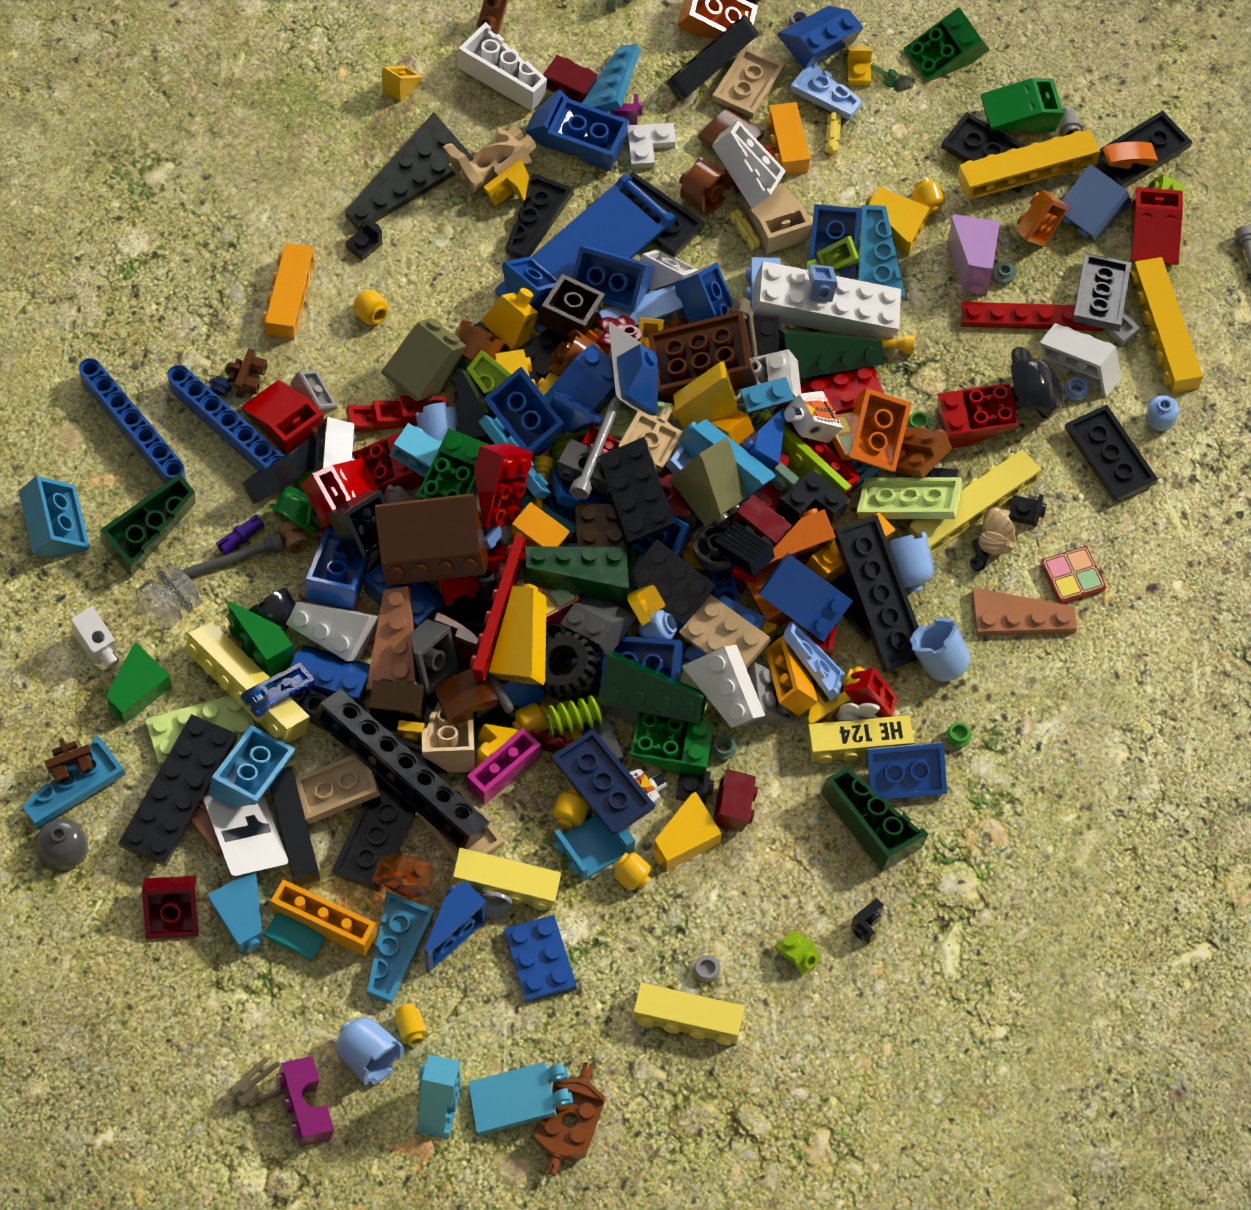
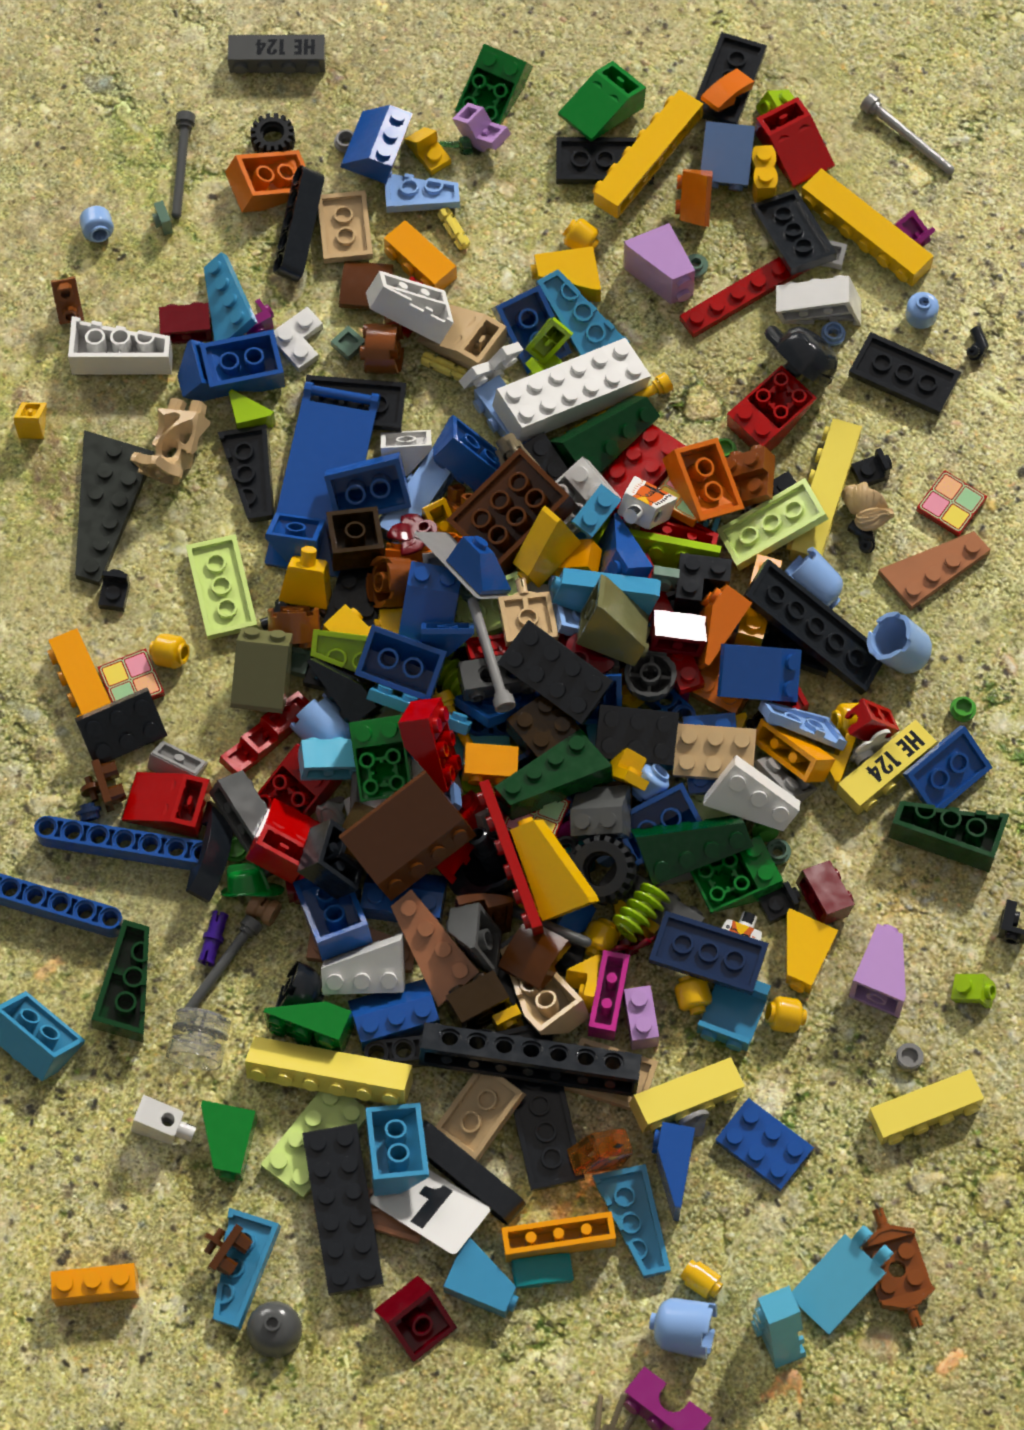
camera: 30 degrees left, 5 degrees up
(277, 689) = (369, 1059): clear blue plate -> none
(290, 338) = (121, 726): none -> black plate
(326, 312) = (130, 675): none -> tile
(447, 284) = (221, 586): none -> yellowish green plate
(510, 181) = (206, 451): yellow slope -> none
(516, 799) = (641, 1017): none -> lavender brick
(566, 172) = (248, 412): none -> lime slope
(681, 164) = (348, 343): none -> sand green plate
(723, 727) = (766, 833): none -> bright green plate
(731, 885) = (881, 972): none -> lavender slope
(745, 548) = (684, 663): black brick -> none
(784, 249) = (484, 372): none -> white plate
(822, 282) = (563, 374): medium blue bracket -> none
(909, 69) = (476, 124): none -> lavender brick
(1069, 122) = (655, 95): light grey cone -> none
(1113, 234) = (763, 173): none -> yellow brick
(1192, 470) = (979, 346): none -> black arm
(1205, 348) = (915, 228): none -> magenta bracket

